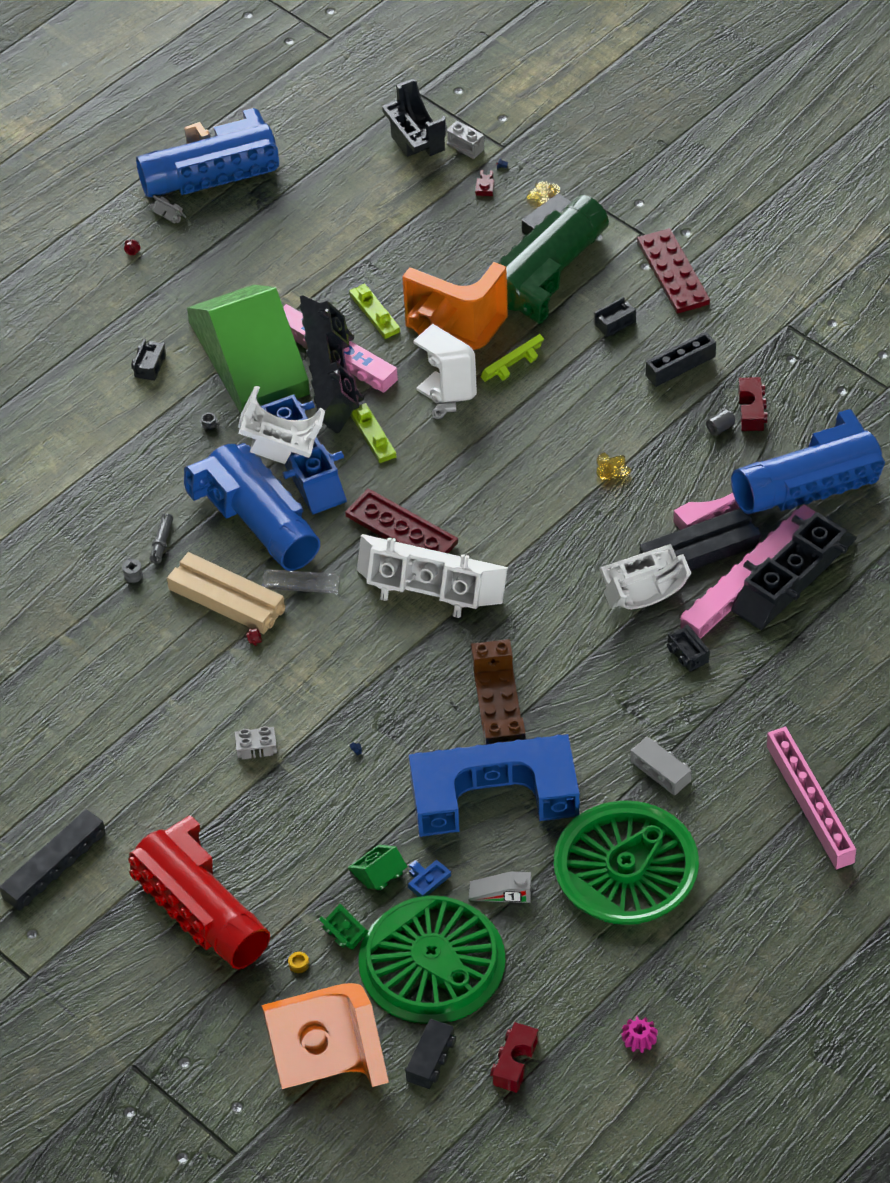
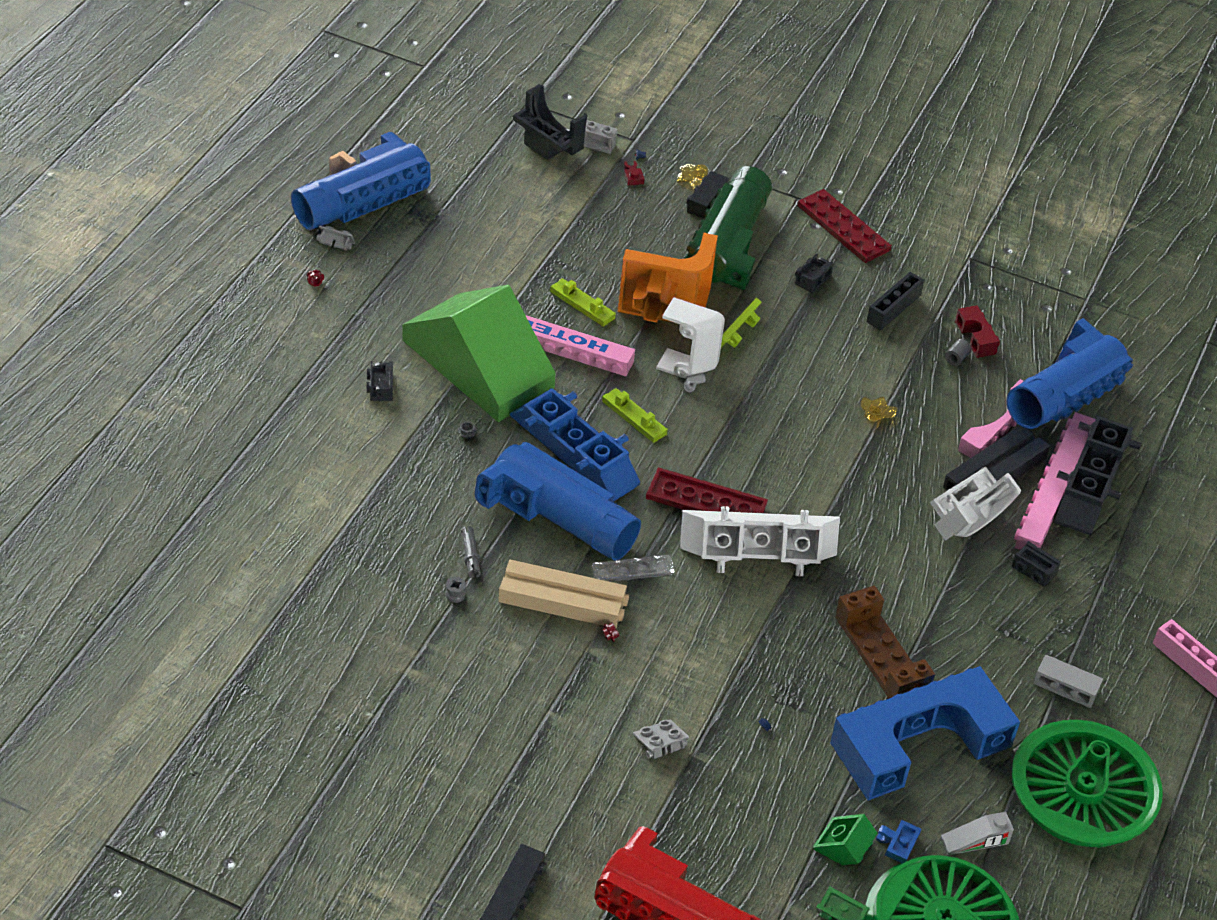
camera: 25 degrees left, 5 degrees down
(277, 436) = (562, 430): white piece -> none
(332, 383) = (580, 366): black piece -> none

